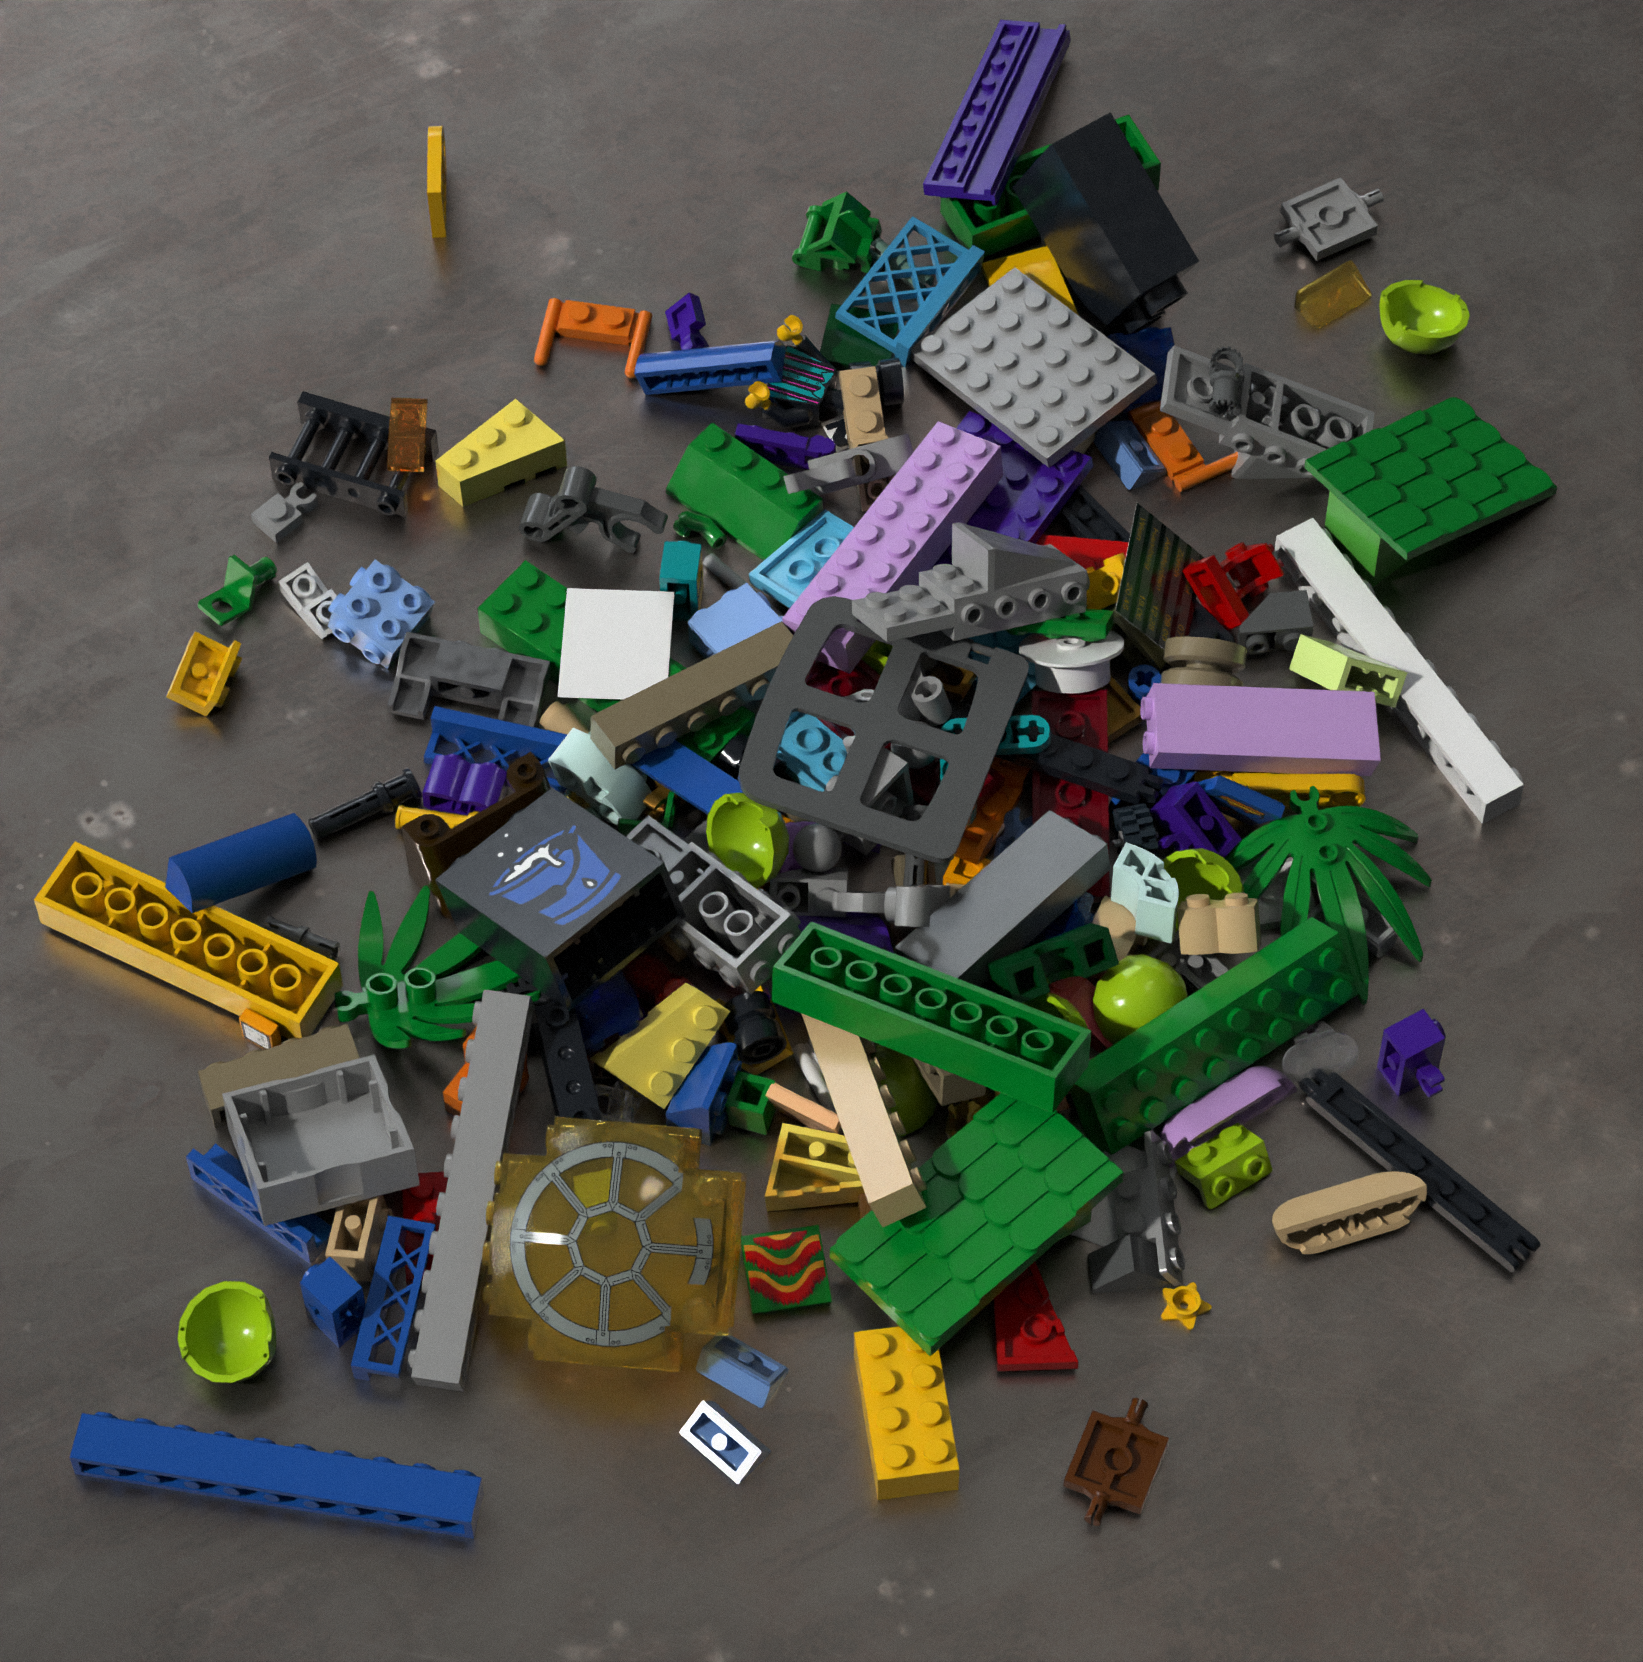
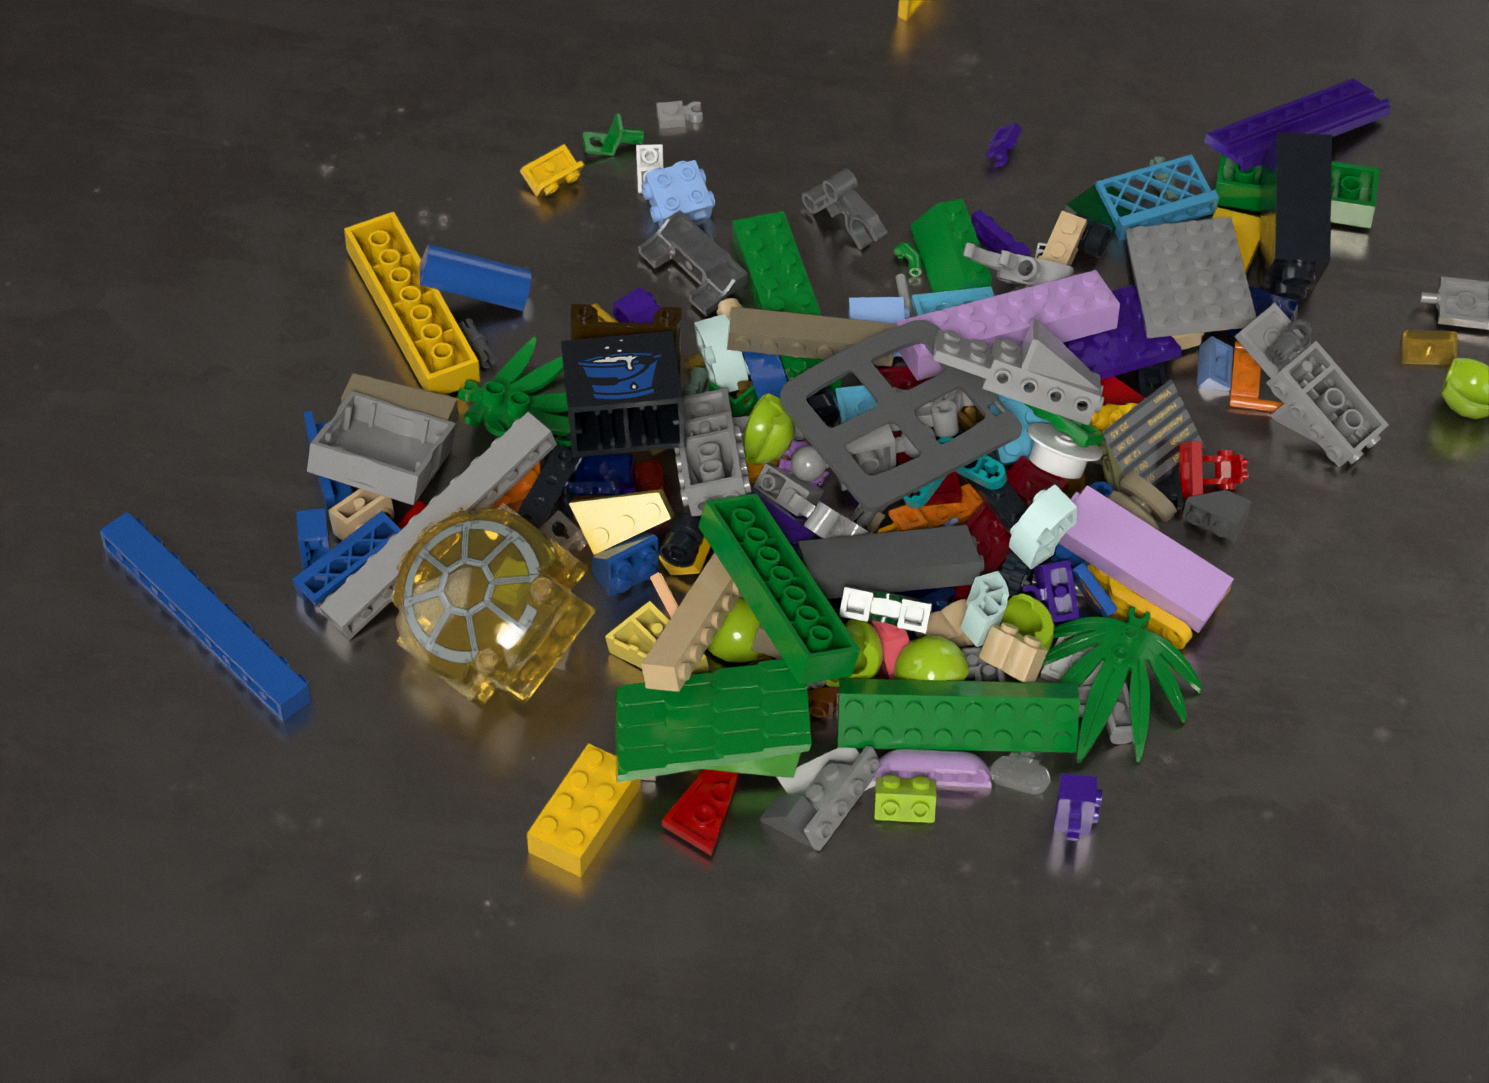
camera: 35 degrees right, 5 degrees down
(228, 1332) = (243, 520): lime cylinder -> none
(259, 1029) = (410, 373): light orange tile -> none
(348, 424) = (753, 85): black fence -> none
(380, 798) = (590, 294): black pin -> none
(407, 434) = (776, 104): clear orange slope -> none
(492, 735) = (680, 294): blue fence -> none
(498, 453) = (824, 149): light yellow wedge -> none
(594, 323) = (950, 113): orange plate -> none
(614, 642) = (793, 281): white sticker -> none
(683, 575) = (866, 272): teal brick -> none
(710, 367) = (992, 170): blue brick -> none
(724, 1441) = (469, 760): slope -> none
(741, 1369) = (514, 727): medium blue slope -> none
(748, 1105) = (641, 584): green brick -> none
(785, 1269) = (587, 689): slope -> none
(806, 384) = (1037, 211): torso -> none
(845, 239) = (1139, 142): green piece -> none
(1116, 1462) = (684, 921): reddish brown plate -> none
(1145, 761) = (1042, 526): none -> light aqua brick
(1188, 1295) = (809, 855): yellow plate -> none
(1346, 670) = (1232, 557): yellowish green slope -> none
(1348, 1211) = (955, 873): tan brick -> none
(1401, 1152) = (1025, 878): black hinge -> none
(1421, 485) = (1382, 481): green piece -> none
(1425, 703) = (1274, 586): white brick -> none

